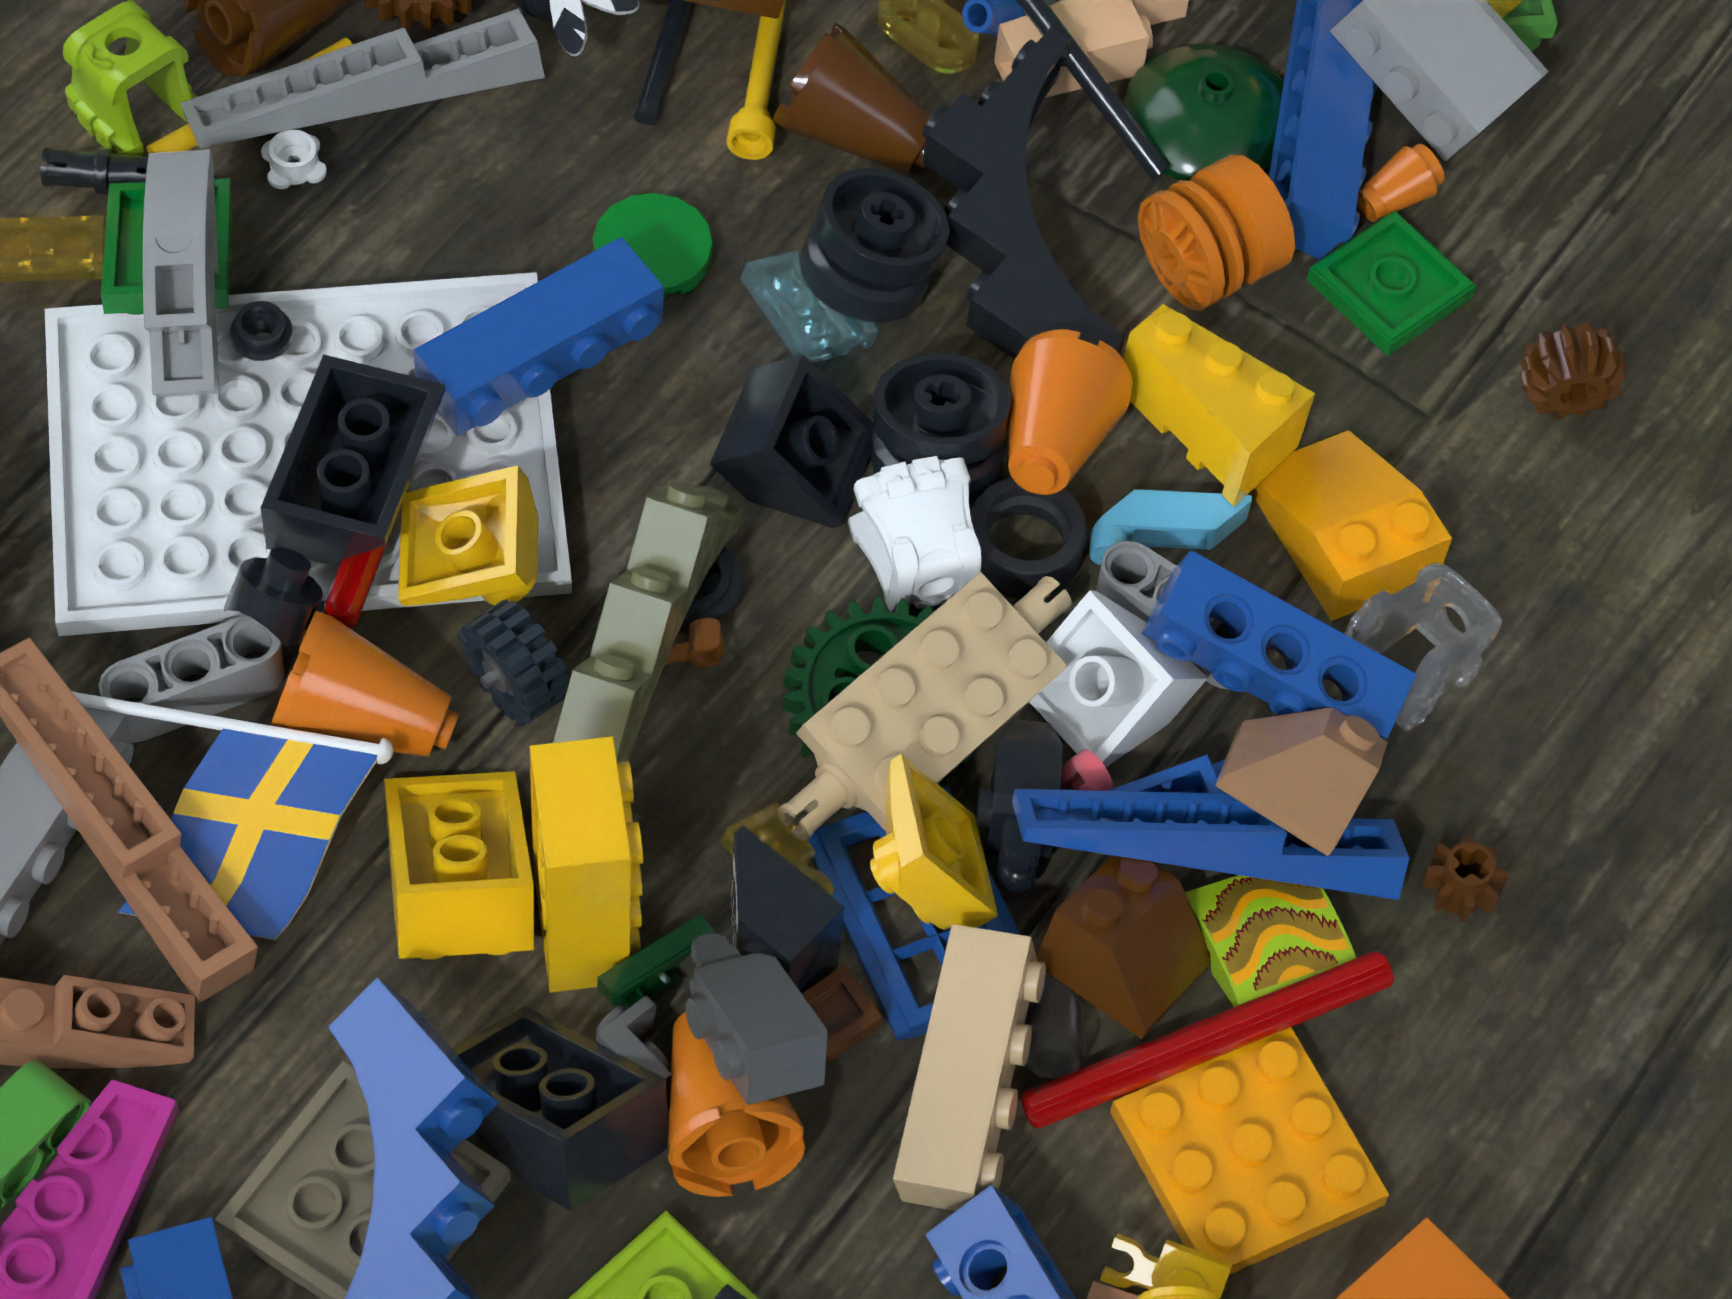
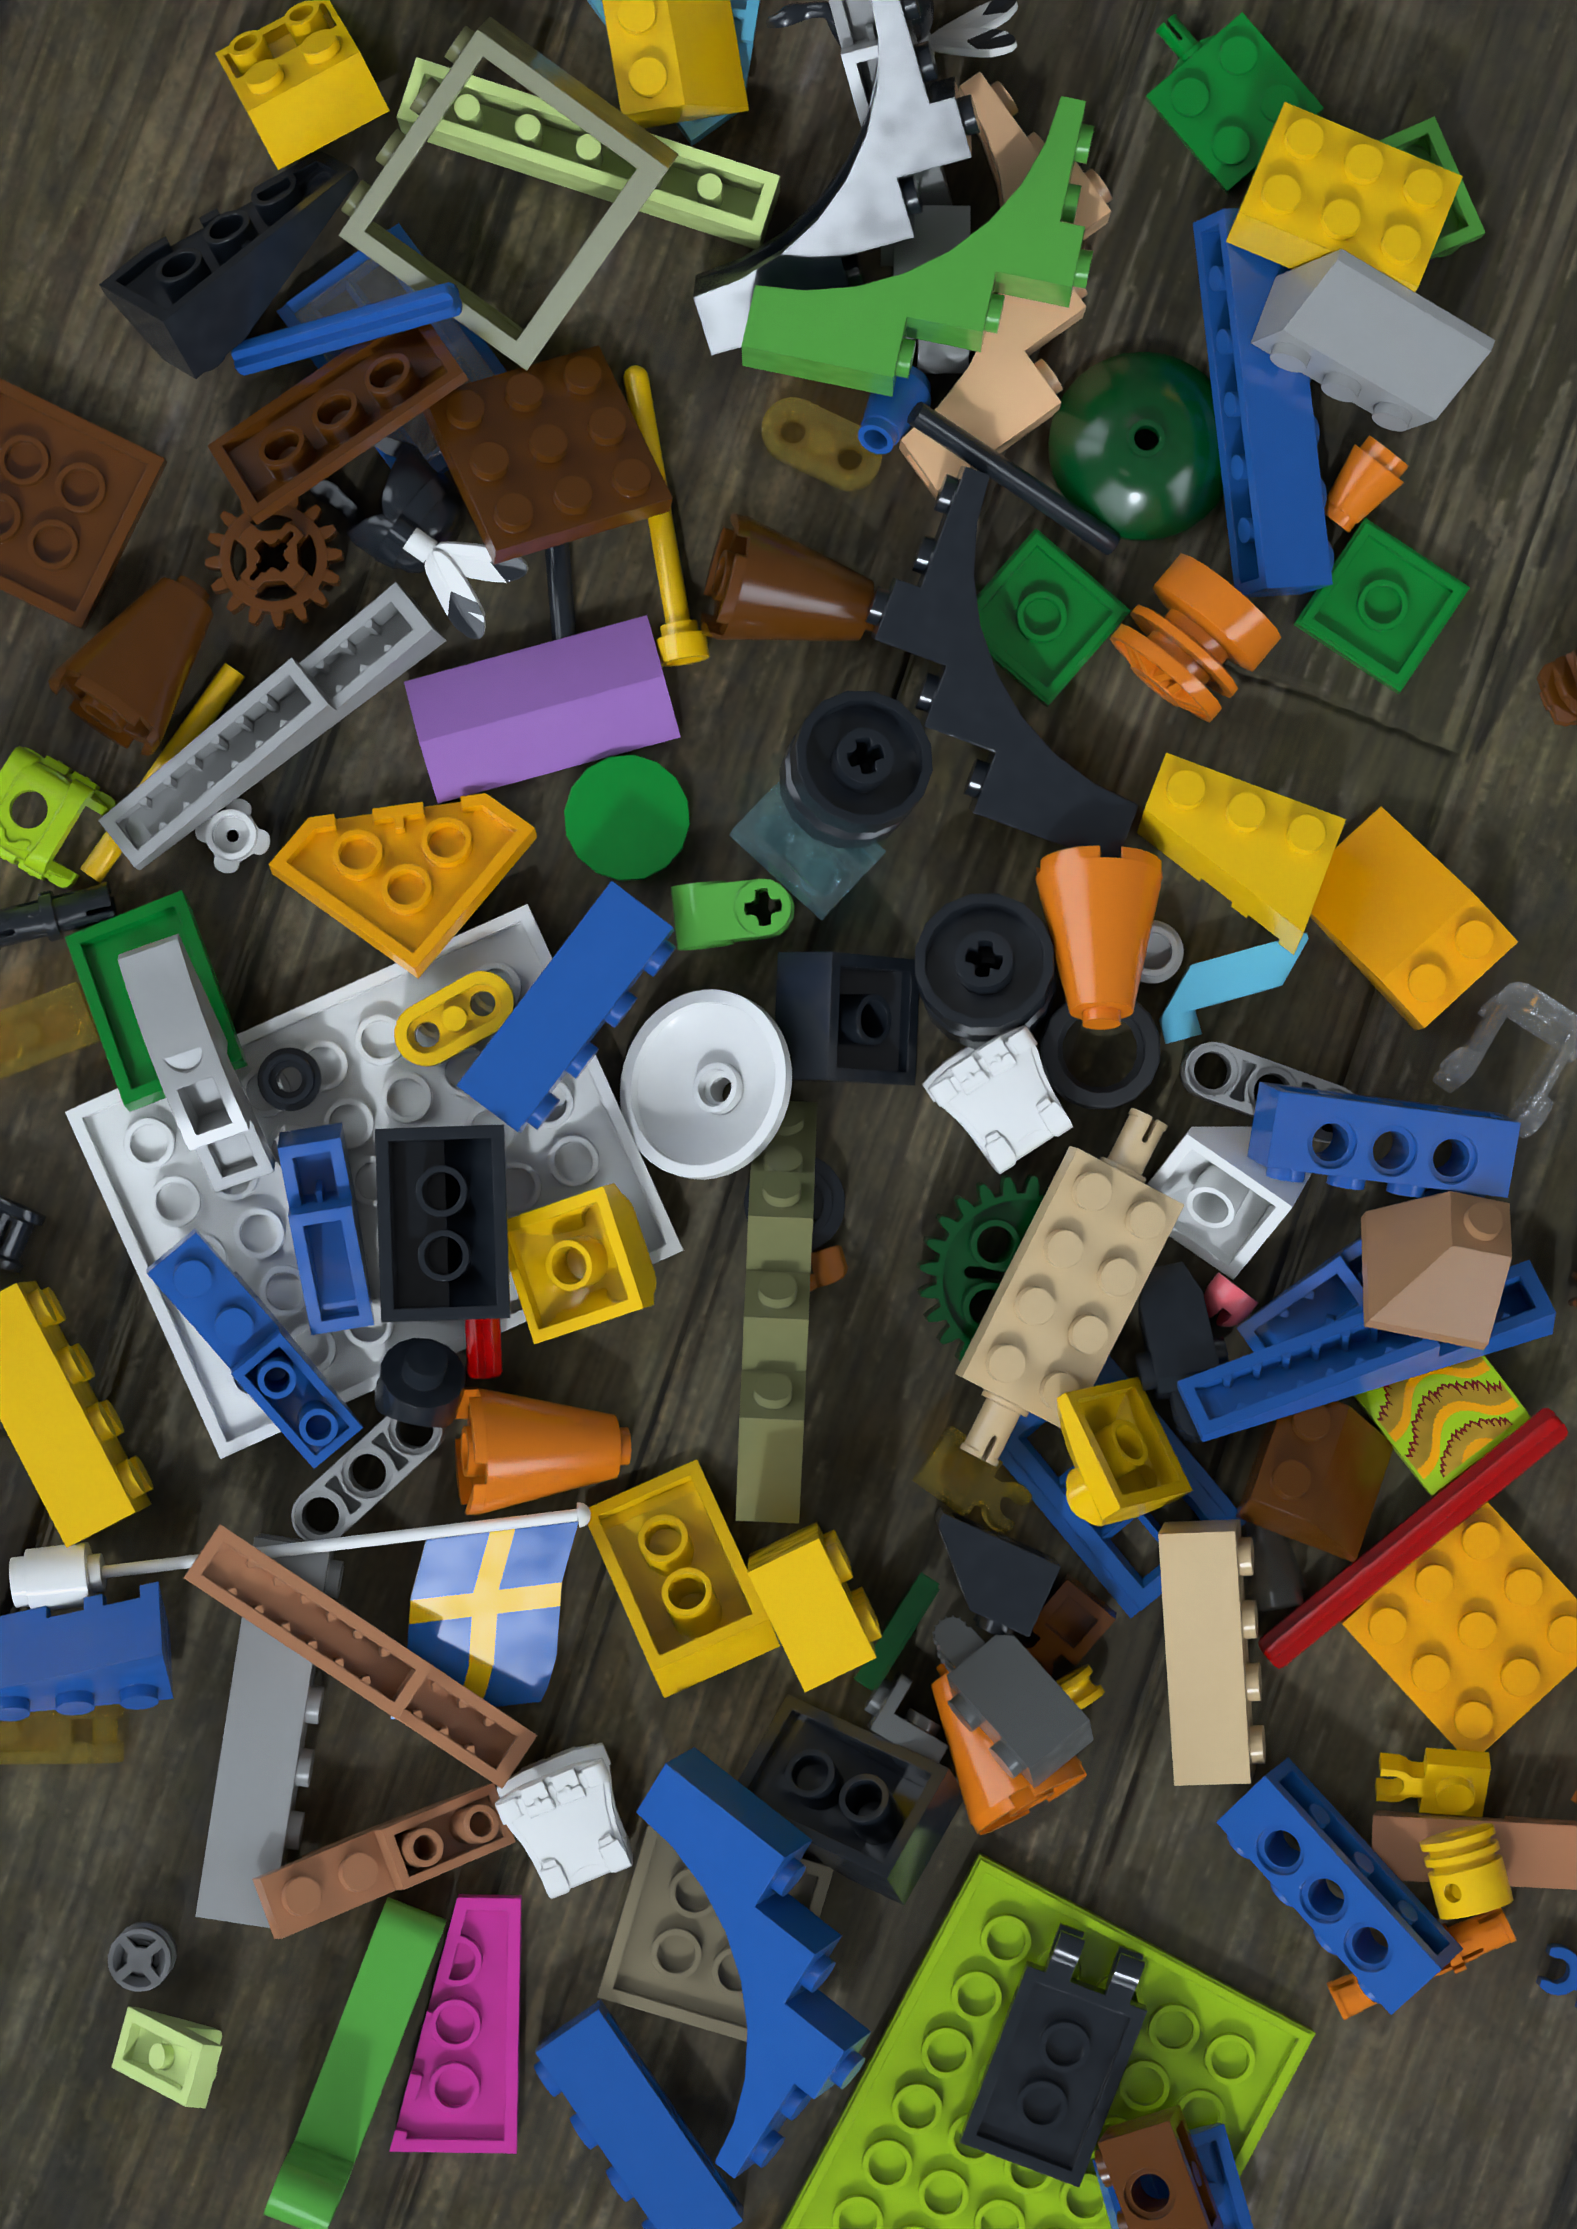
camera: 15 degrees left, 30 degrees up
(130, 519) = (255, 1347): none -> blue slope
(242, 449) = (326, 1228): none -> blue slope
(256, 1028) = (567, 1817): none -> white piece
(422, 319) = (453, 1015): none -> yellow plate
(437, 222) = (405, 870): none -> light orange plate
(514, 661) = (664, 1369): black wheel -> none
(606, 148) = (542, 709): none -> medium lavender slope
(644, 441) = (678, 1078): none -> white dish
(716, 331) = (718, 915): none -> bright green piece
(833, 1090) = (1079, 1686): none -> yellow bush
(1084, 206) = (1045, 617): none -> green tile
(1101, 480) = (1163, 954): none -> light grey plate

